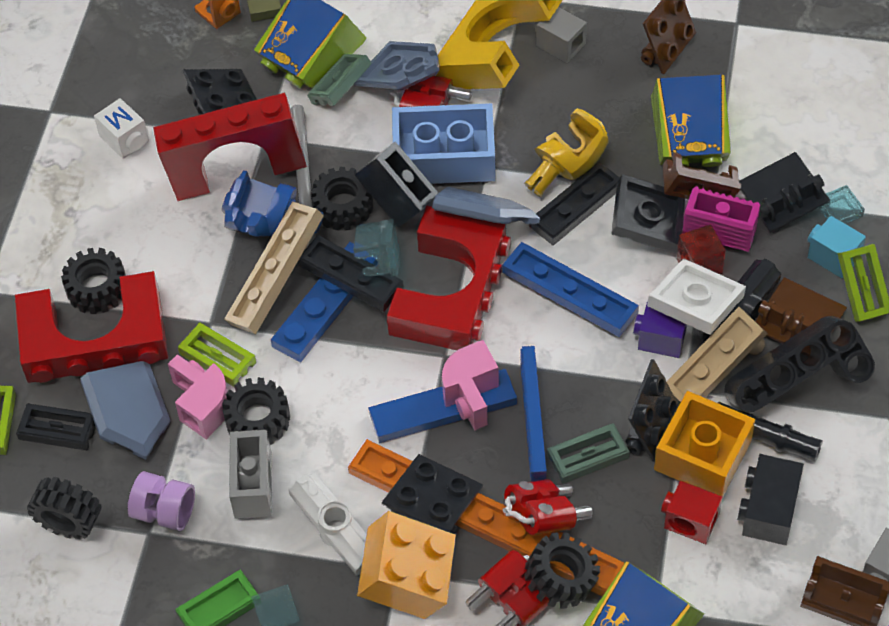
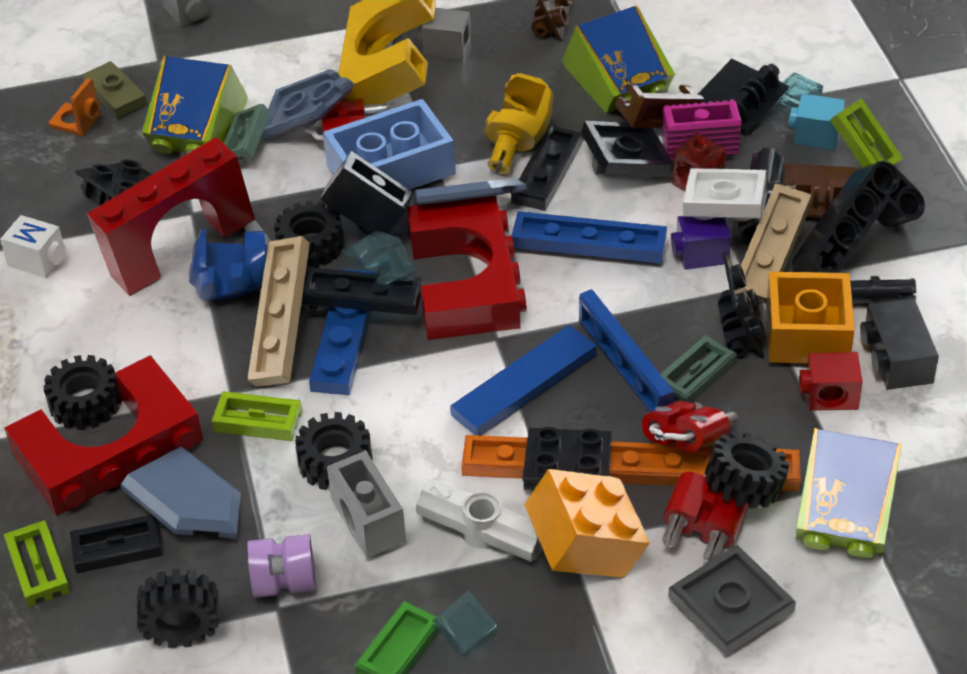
camera: 25 degrees left, 10 degrees down
(203, 397) = (265, 451): bright pink brick -> none
(465, 377) = (546, 341): bright pink brick -> none

